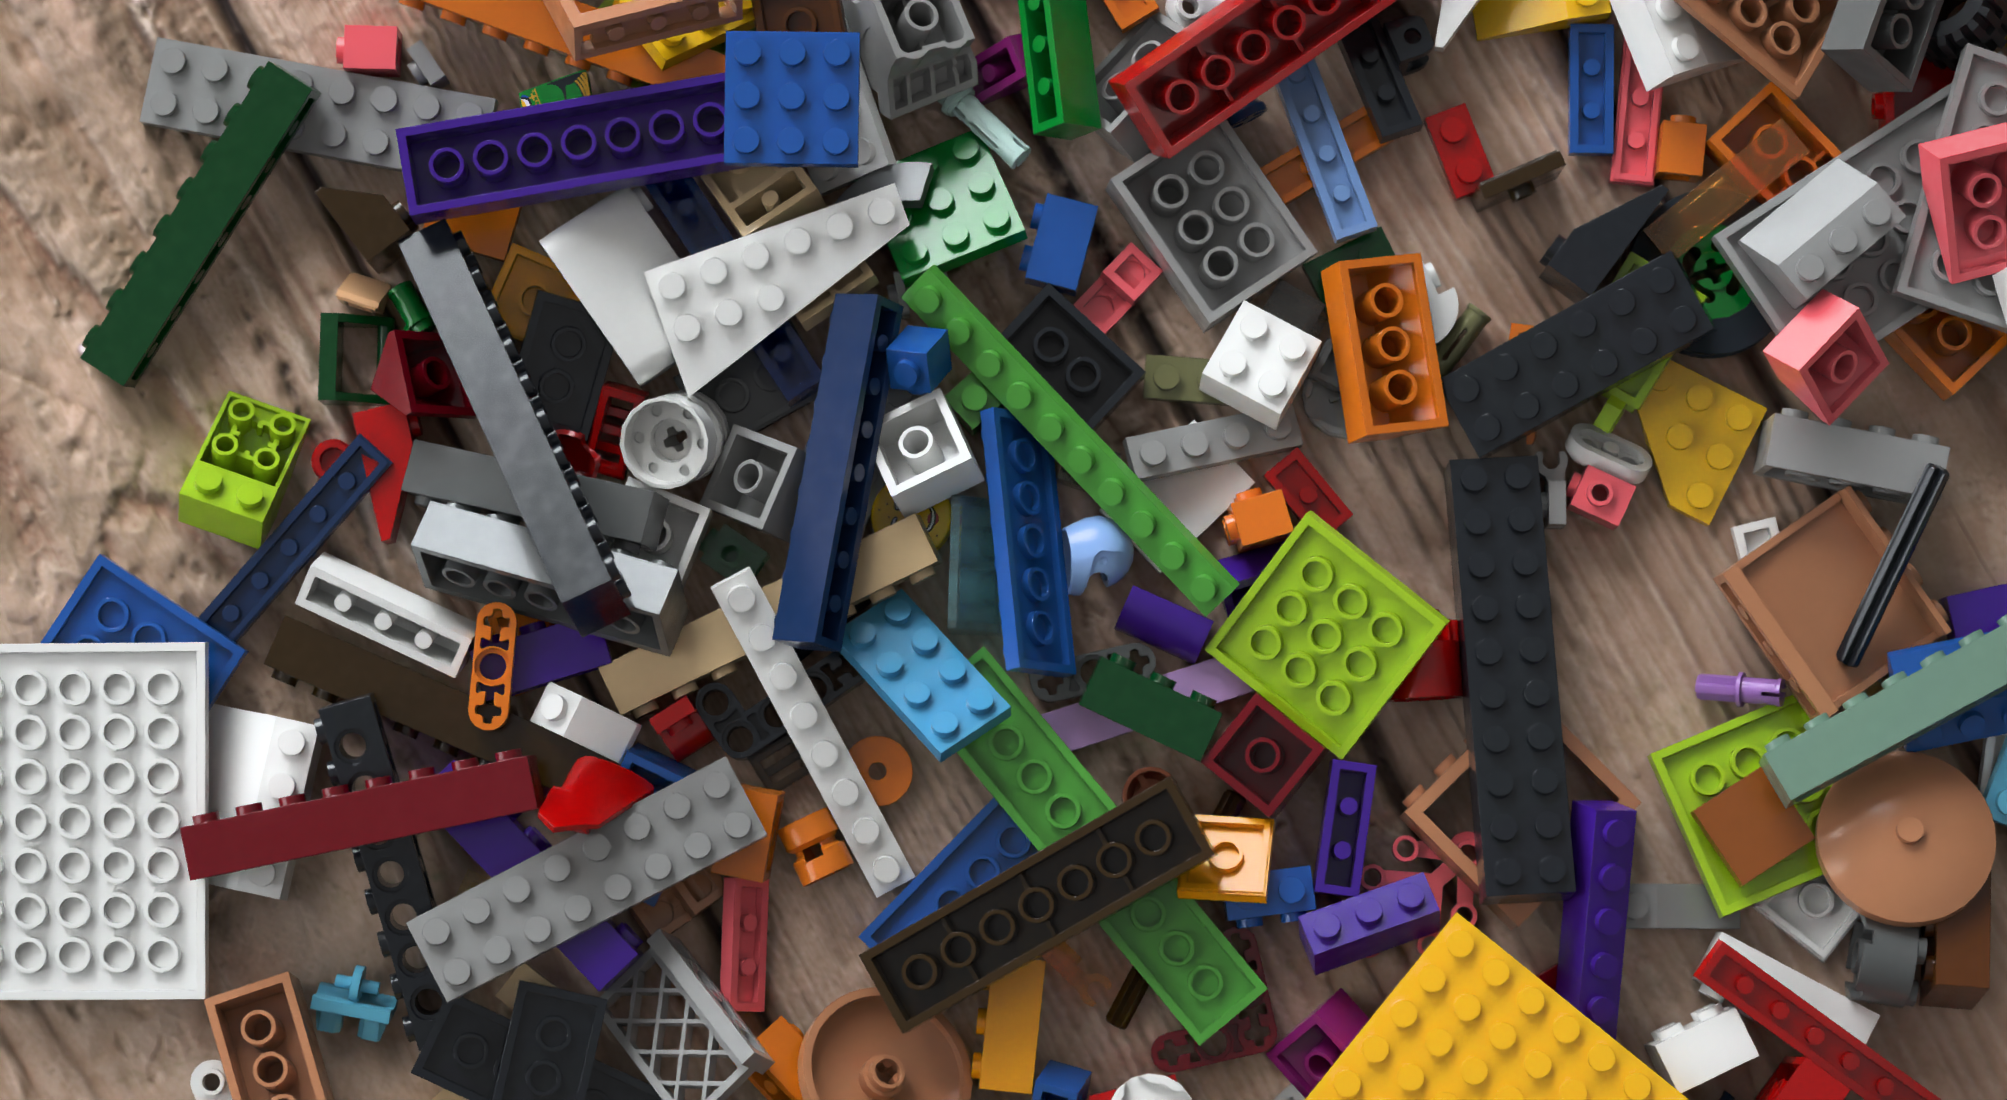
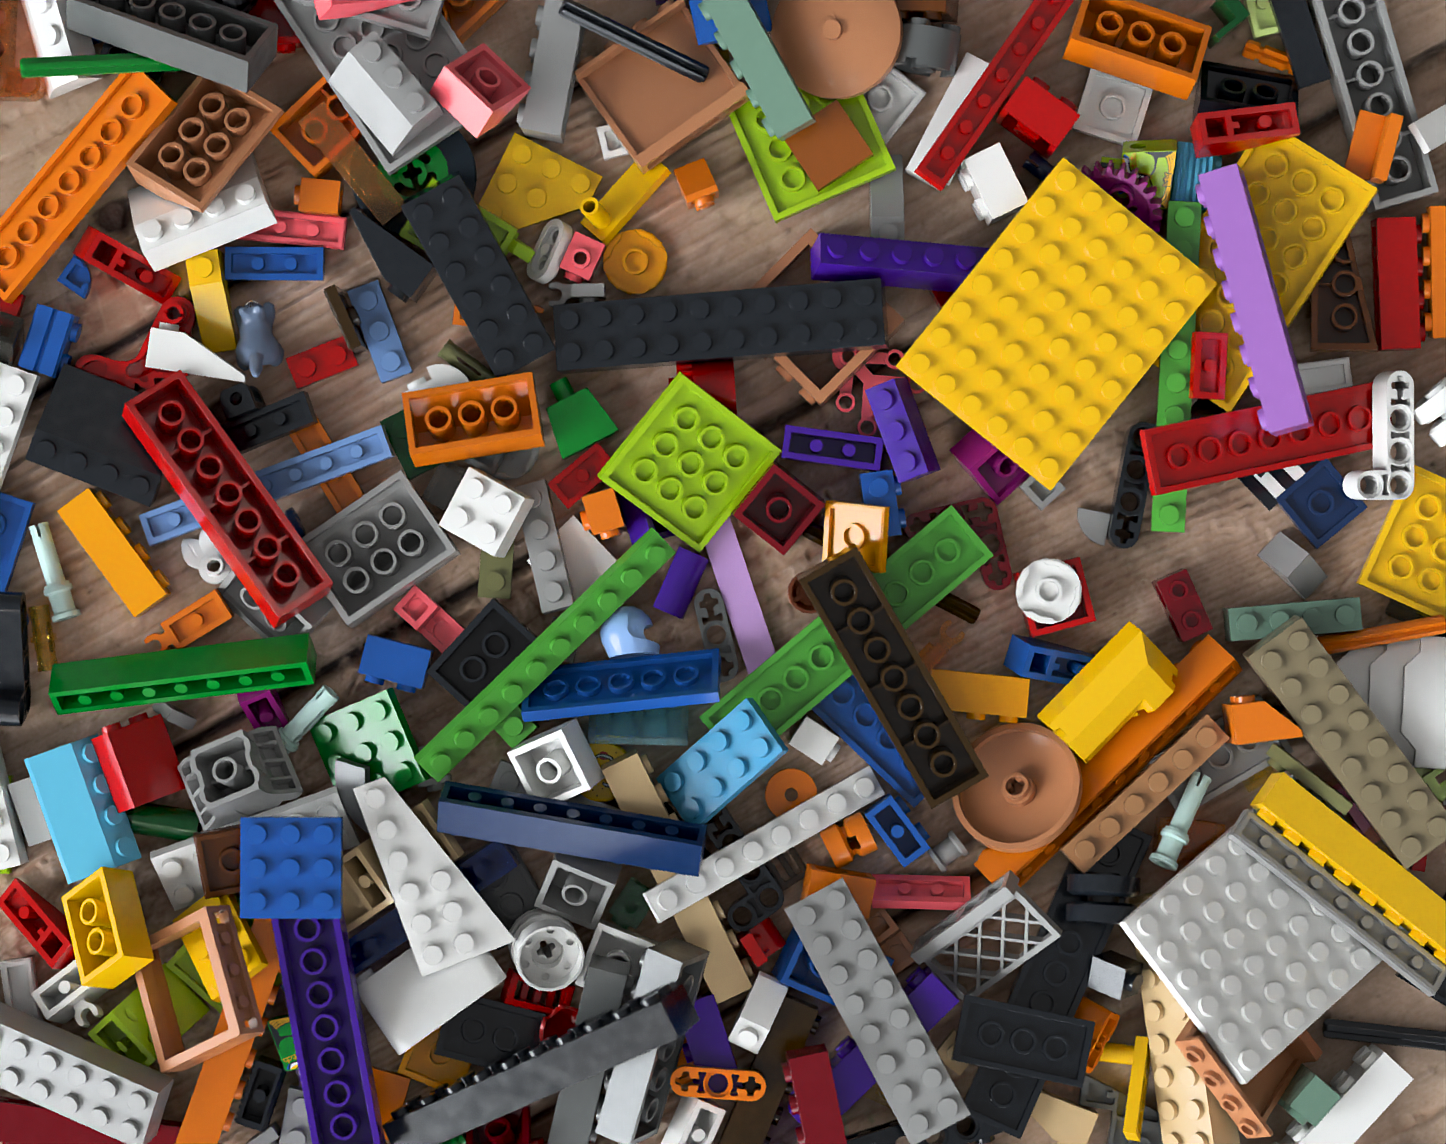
camera: 90 degrees left, 5 degrees up
(488, 62) = (261, 1093): none -> black brick
(592, 796) = (815, 1008): red panel -> none
(798, 981) = (947, 851): none -> light grey bush
(828, 912) = (896, 829): none -> blue brick
(919, 359) = (485, 768): blue brick -> none
(949, 803) = (815, 741): none -> white brick
(1151, 706) = (742, 592): dark green brick -> none
(1383, 488) = (577, 419): none -> green torso
(1489, 65) = (256, 341): none -> sand blue animal
(1500, 228) = (380, 332): none -> medium blue plate
(1594, 568) = (635, 261): none -> light orange tile
(1674, 549) = (621, 202): none -> yellow piece
(1698, 650) = (697, 185): none -> orange slope
(1740, 689) = (725, 153): medium lavender axle -> none

